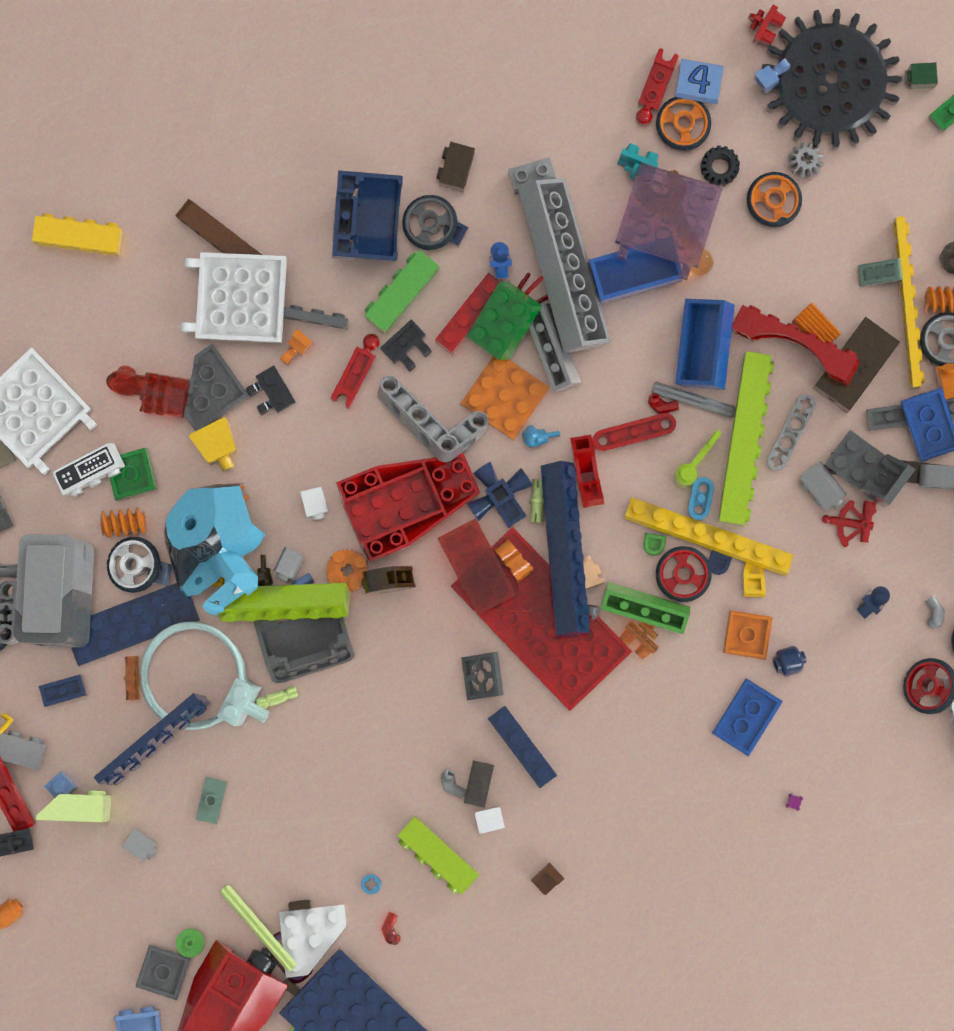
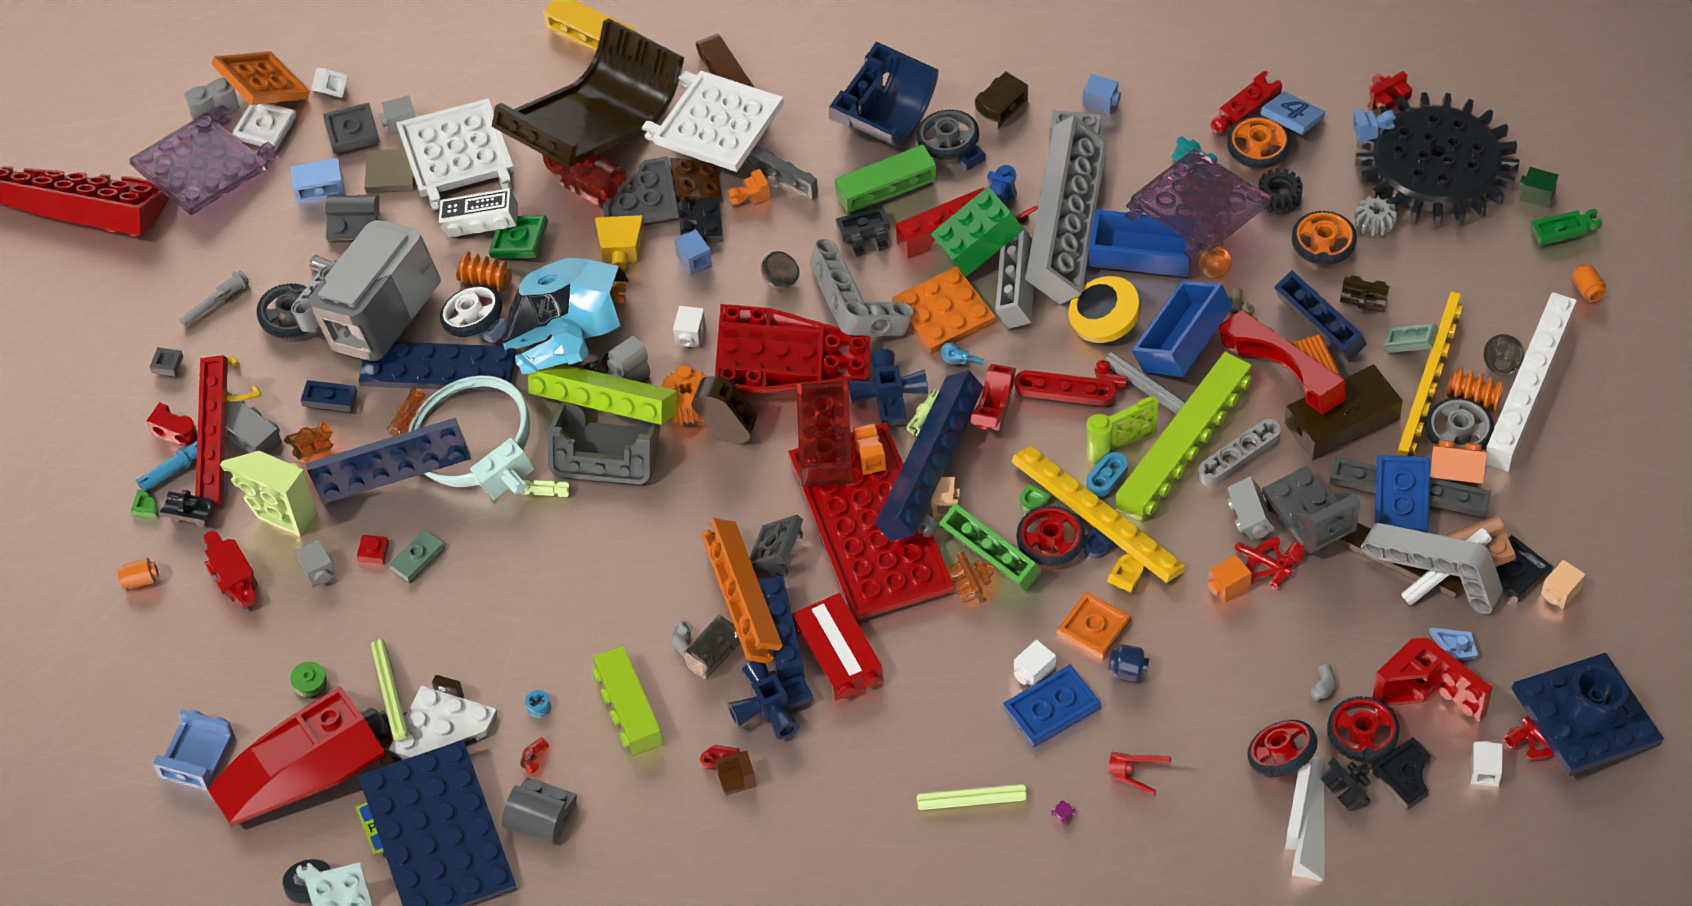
camera: 30 degrees right, 30 degrees down
(75, 742) = (310, 441): none -> clear orange hips
(78, 878) = (231, 569): none -> red hinge
(128, 326) = (609, 104): none -> dark brown panel
(163, 972) = (261, 696): dark grey plate -> none
(174, 809) = (372, 549): none -> red plate
(246, 358) = (695, 180): none -> reddish brown hinge
(280, 428) = (693, 251): none -> medium blue brick
(356, 371) = (799, 231): red plate -> none
(361, 419) = (779, 270): none -> clear smoke piece
(419, 971) = (537, 809): none -> dark grey brick
(480, 731) = (741, 591): none -> orange piece
(489, 820) = (704, 688): white panel -> none
(523, 868) = (715, 752): none -> red arm
(536, 126) = (1101, 94): none -> medium blue brick
(544, 809) = (771, 700): none -> dark blue brick
(571, 741) = (839, 646): none -> red panel
(635, 346) = (1105, 309): none -> yellow piece
(721, 692) = (1034, 664): none -> white brick
(724, 819) = (971, 796): none -> yellowish green axle
(733, 294) = (1238, 305): none -> dark tan arm
(803, 282) = (1320, 315): none -> dark blue brick
(820, 746) = (1123, 764): none -> red plant
(827, 243) = (1364, 293): none -> dark brown hips
(831, 554) = (1229, 578): none -> orange brick
(874, 601) = (1250, 638): dark blue hips -> none

